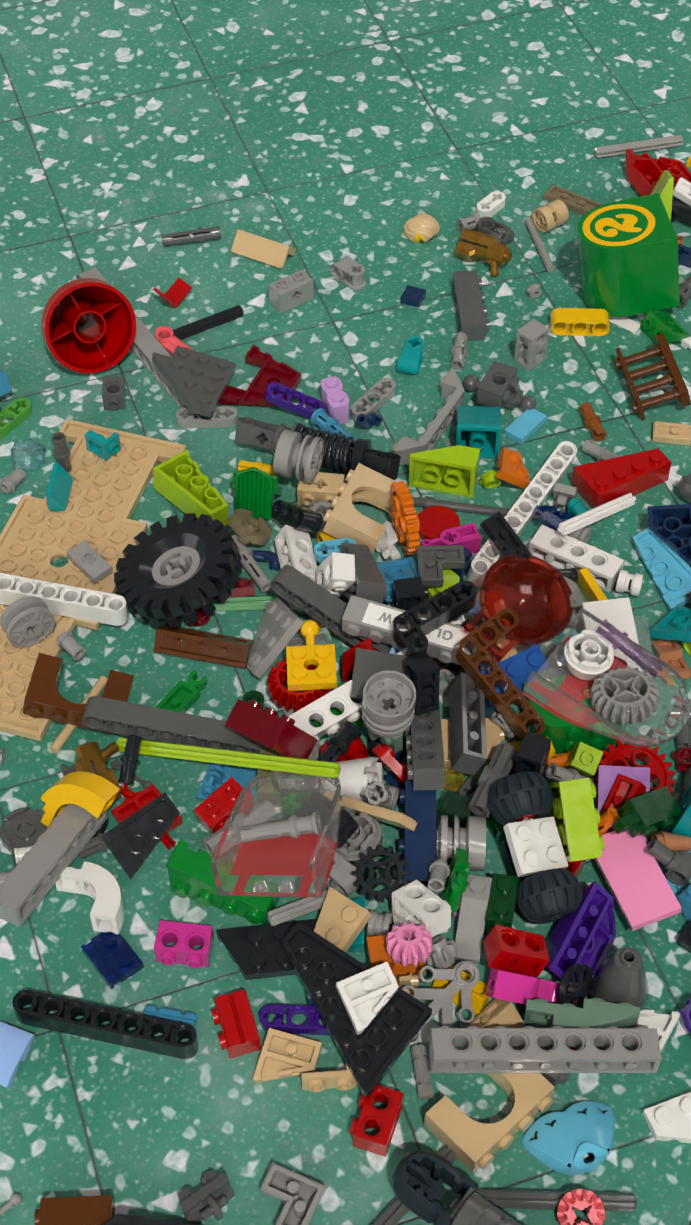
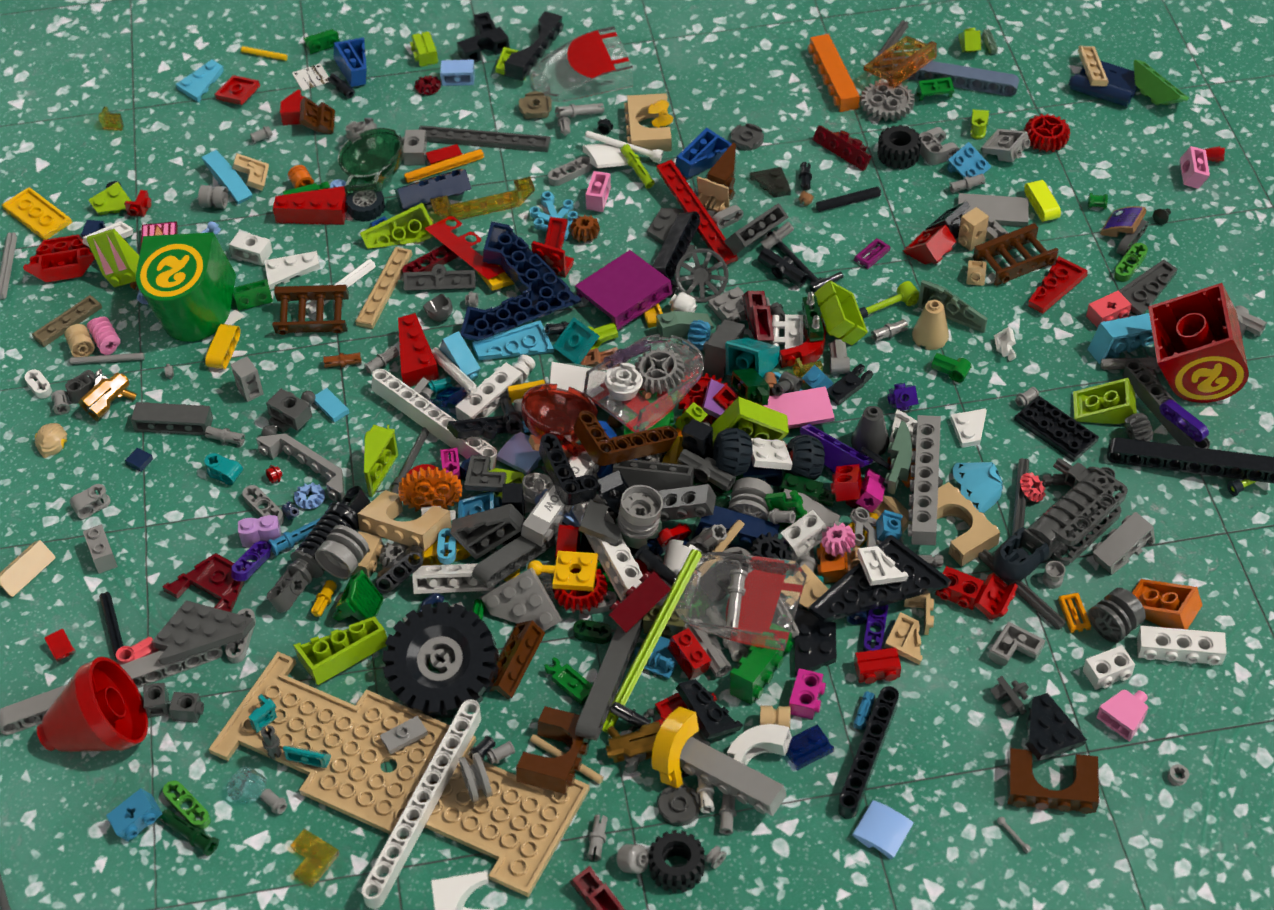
camera: 80 degrees left, 0 degrees up
(78, 630) = (483, 747): none -> black pin
(121, 366) = (158, 706): none -> dark grey brick
(140, 911) = (777, 716): none -> tan wheel
(249, 528) = (395, 609): dark tan plate -> none
(336, 573) = (483, 540): white brick -> none
(368, 1168) = (995, 597): none -> red bracket
(387, 435) = (314, 500): none -> light blue gear
(416, 398) = (273, 474): none -> red plate
(464, 1008) = (889, 524): none -> dark azure brick
(479, 429) = (332, 432): teal slope -> none
(512, 468) = (388, 416): orange wing -> none
(562, 231) = (103, 335): none -> bright pink piece
(621, 518) = (459, 353): none -> medium azure slope

